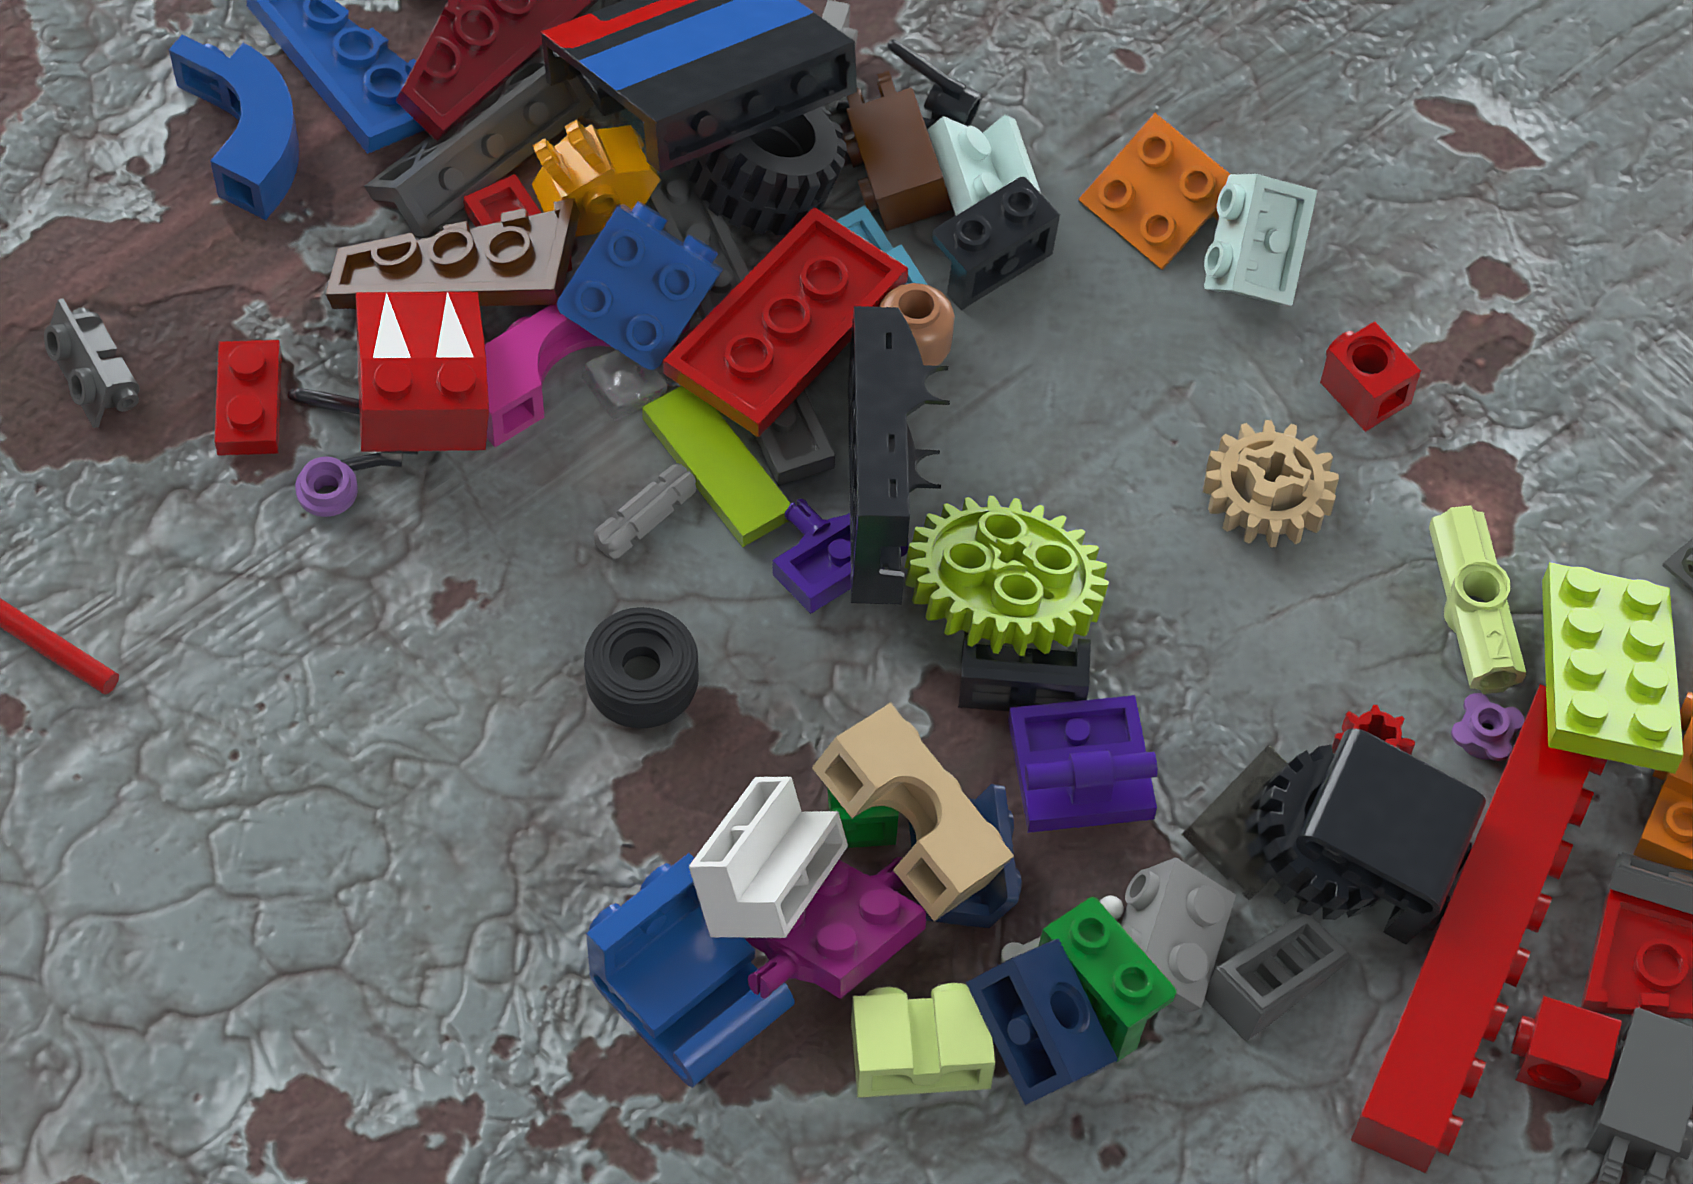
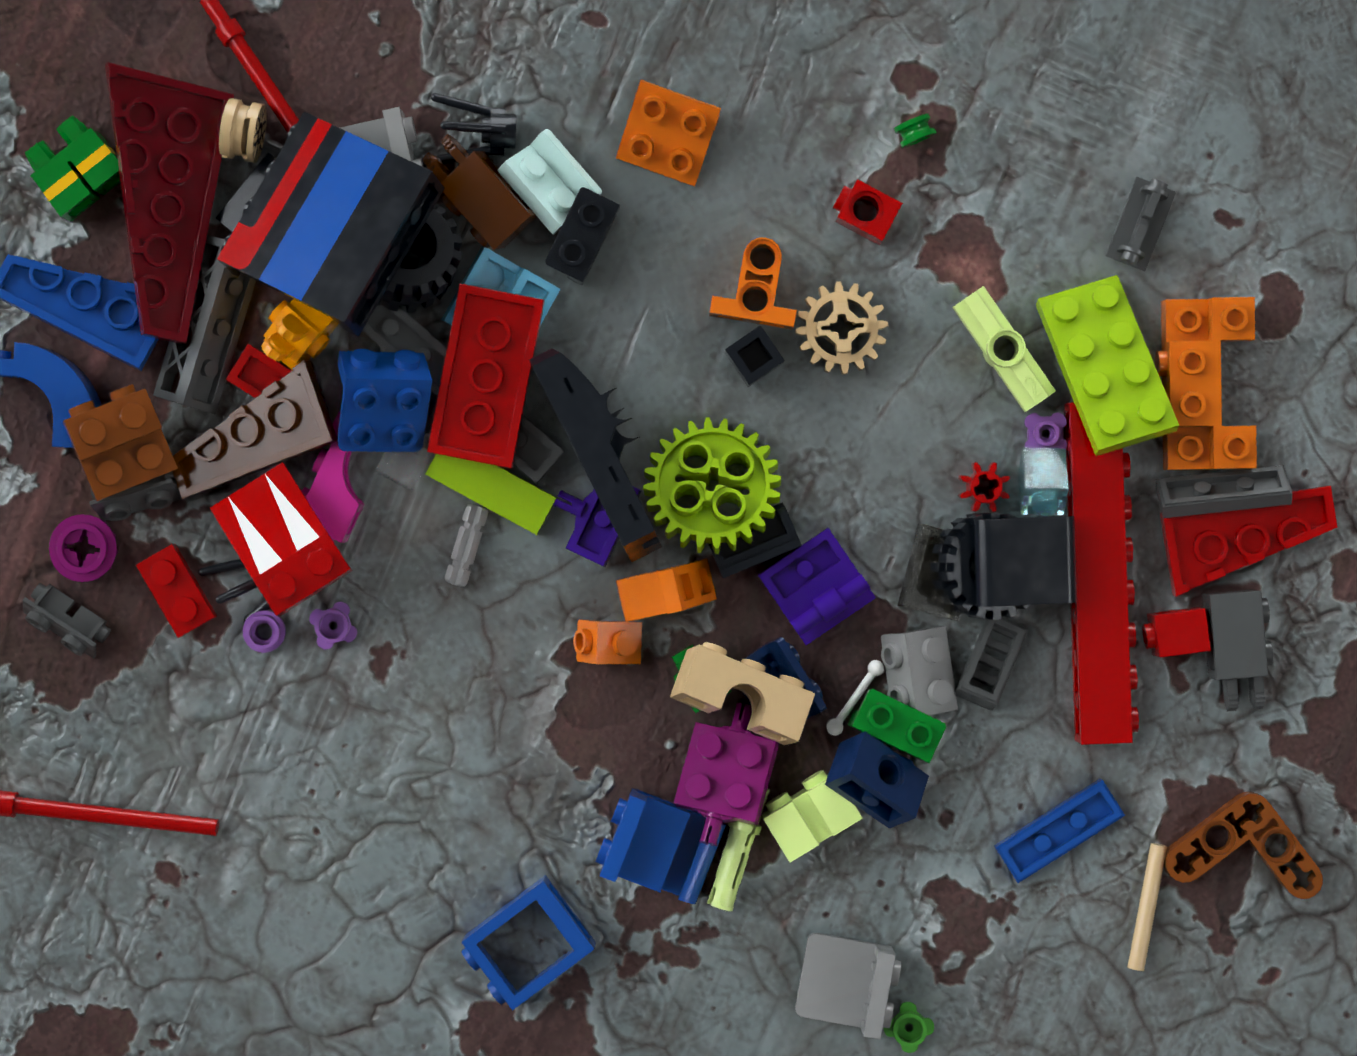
camera: 20 degrees left, 30 degrees up
(166, 279) = (69, 561): none -> magenta gear
(271, 272) = (149, 495): none -> dark grey hinge
(294, 184) = (119, 442): none -> dark orange plate
(418, 506) = (322, 620): none -> medium lavender plate
(435, 1067) = (561, 916): none -> blue window
(634, 634) = (524, 682): black tyre -> none
(765, 700) = (608, 642): none -> orange bracket
(765, 862) = (674, 768): white piece -> none
(816, 1017) = (733, 863): none -> yellowish green pin
(878, 665) = (666, 590): none -> orange tile
(928, 316) = (566, 315): nougat head -> none
(1141, 454) = (754, 356): none -> black brick
(1182, 381) = (760, 279): none -> orange tile
(1259, 238) = (753, 147): light aqua bracket -> none
(1465, 752) = (1043, 481): none -> clear light blue brick
(1473, 320) = (915, 130): none -> green bush

